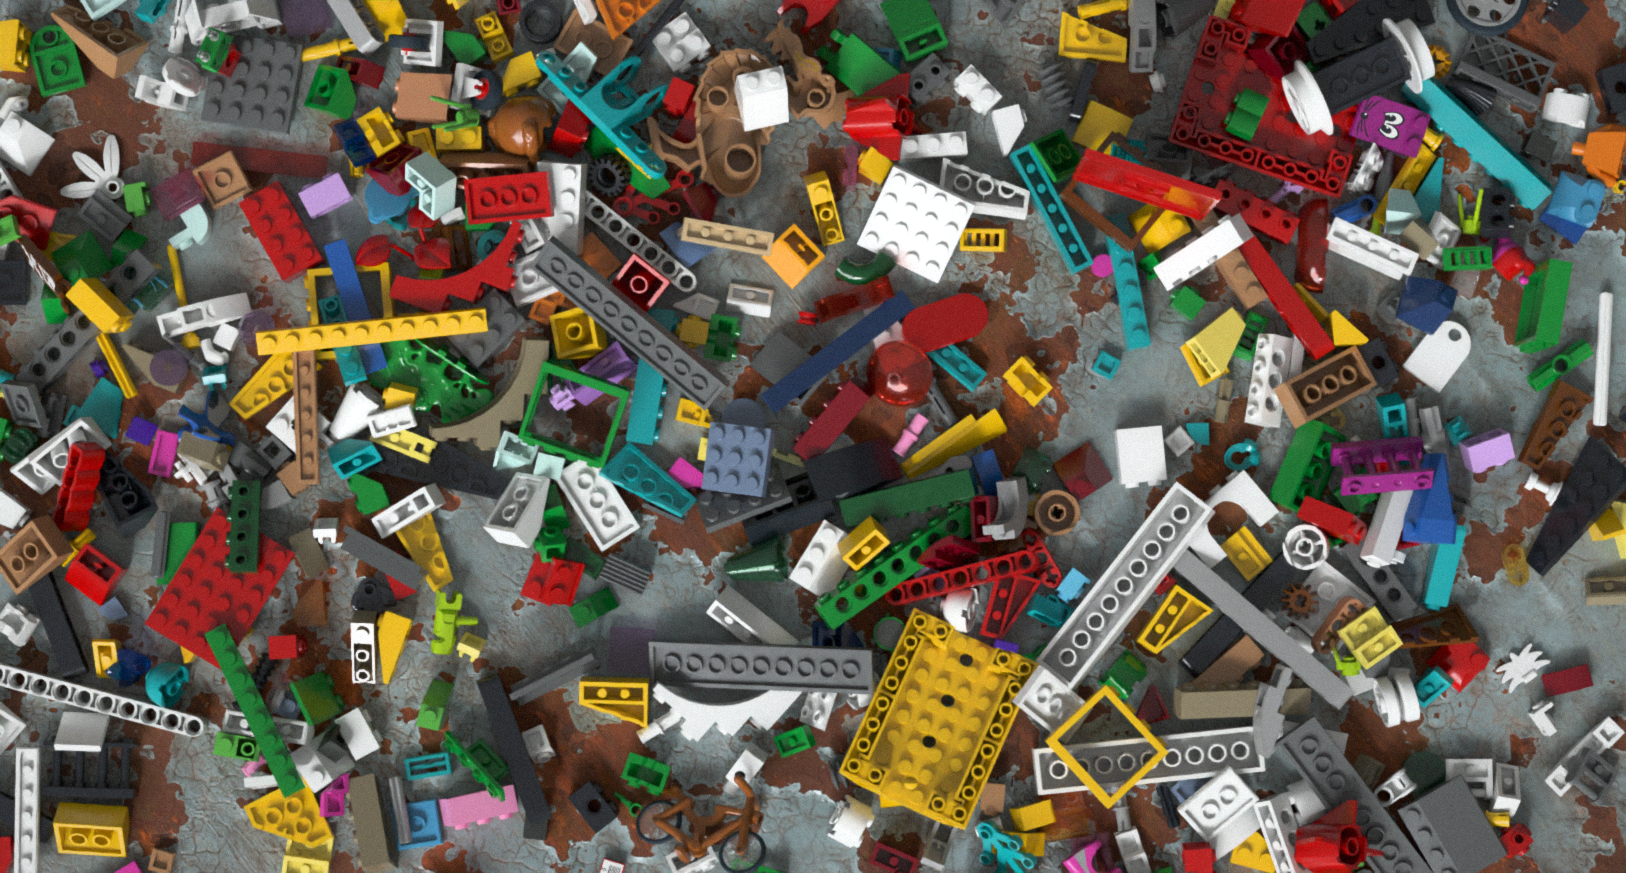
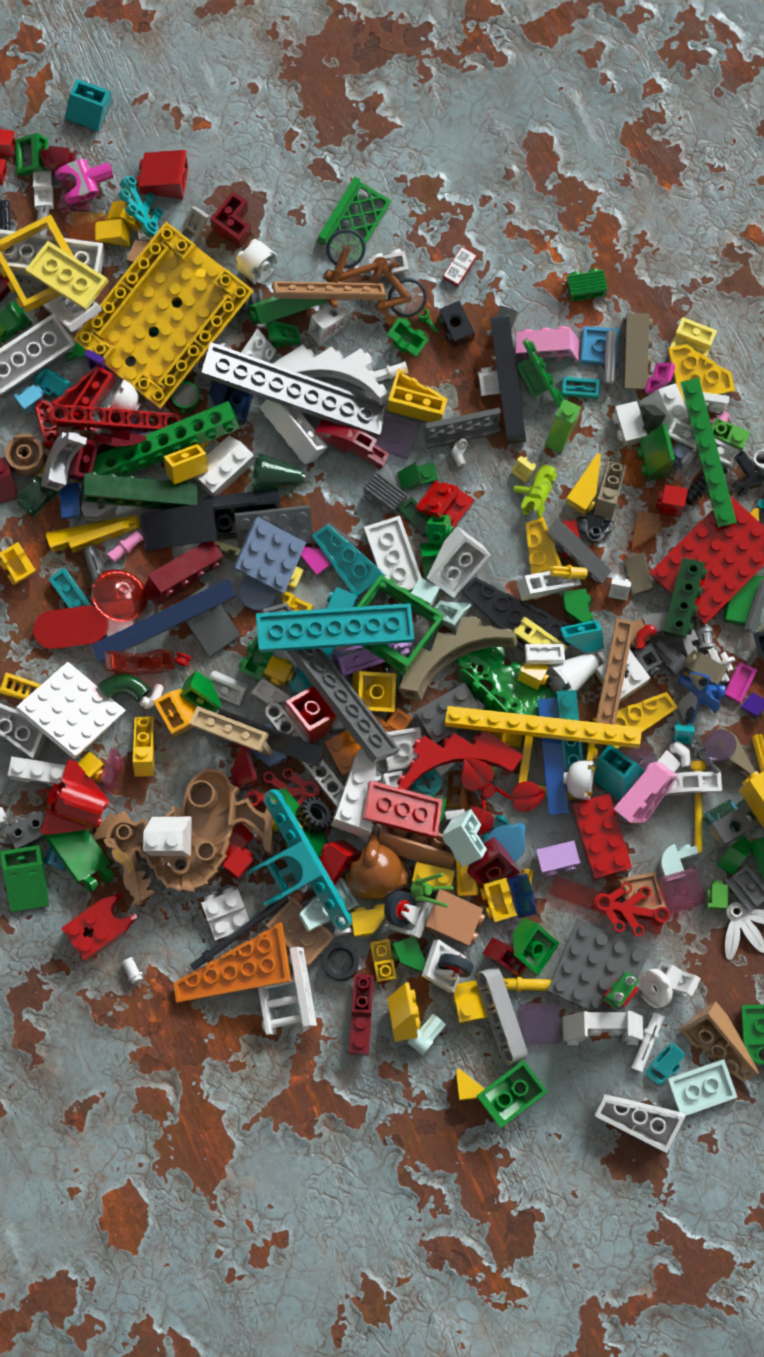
camera: 160 degrees left, 10 degrees down
(201, 704) = (752, 476): none -> black bar
(233, 157) = (628, 909): none -> red plant
(240, 289) = (646, 793): none -> bright pink wedge
(278, 306) = (616, 772): none -> teal slope
(285, 475) = (642, 634): none -> red arm
(318, 283) = (579, 779): none -> white cylinder
(386, 525) = (568, 572): none -> yellow axle
(554, 648) = (457, 452): none -> white arm
(636, 382) = (334, 627): none -> teal plate
(671, 247) = (283, 742): none -> black tile
(678, 627) = (352, 439): none -> dark red slope
(749, 795) = (329, 290): none -> medium nougat tile
(775, 282) = (200, 692): none -> green slope
(798, 775) = (276, 308): none -> green slope
(828, 264) = (146, 702): none -> white arm
(1065, 732) = (67, 275): none -> light yellow plate

